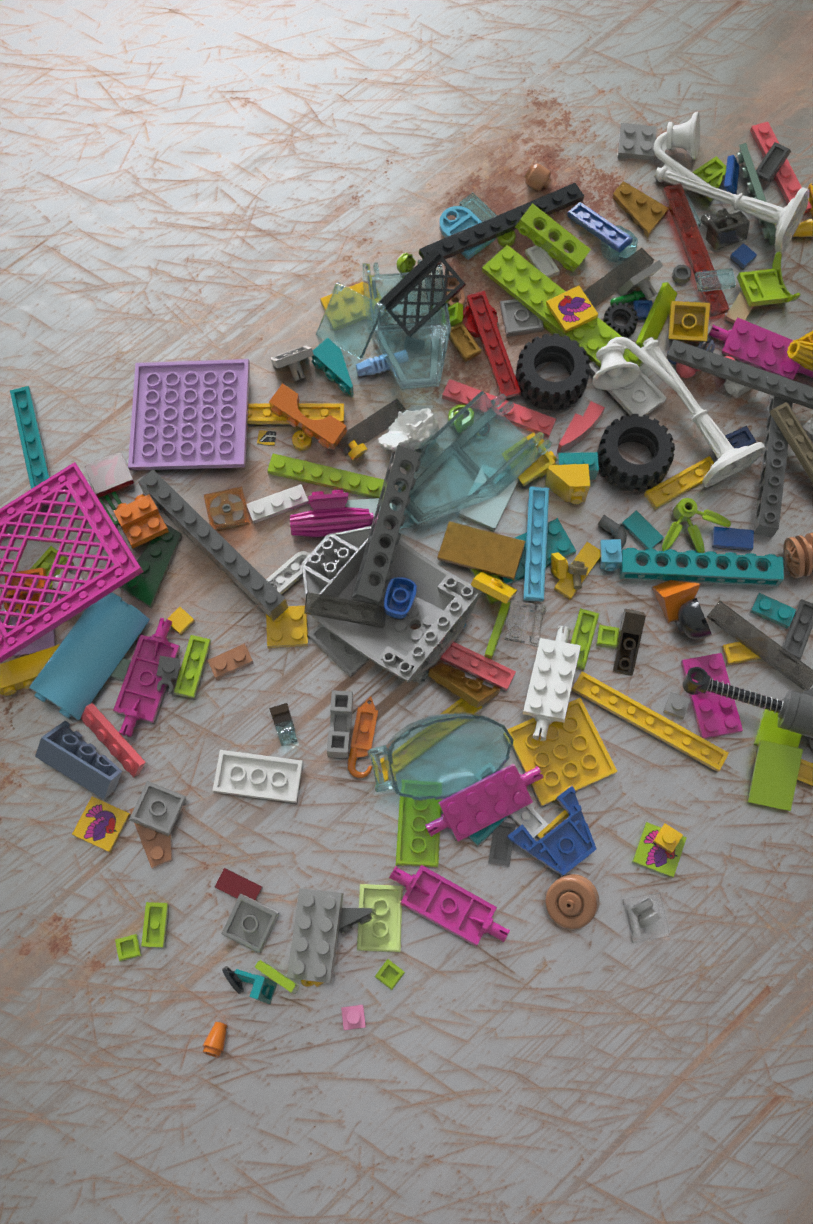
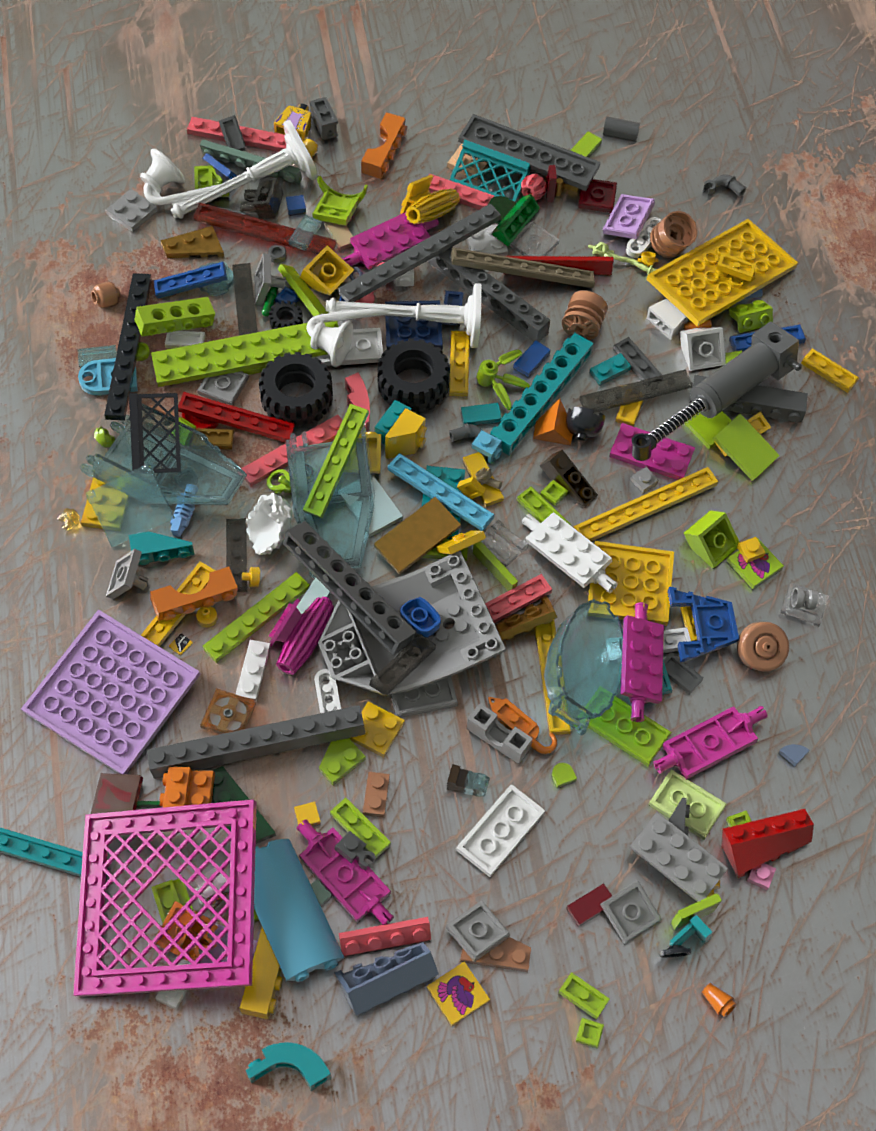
camera: 60 degrees left, 10 degrees down
(242, 616) = (340, 760): none -> lime wing
(318, 289) = (71, 518): none -> clear yellow plate
(340, 798) = (563, 774): none -> lime tile
(382, 1003) = (765, 839): none -> red wedge
(488, 986) = (794, 753): none -> sand blue tile
(500, 442) = (336, 461): none -> lime plate
(572, 309) = (253, 340): yellow tile -> none
(656, 797) = (712, 538): none -> lime slope
(678, 421) = (406, 328): none -> dark blue plate

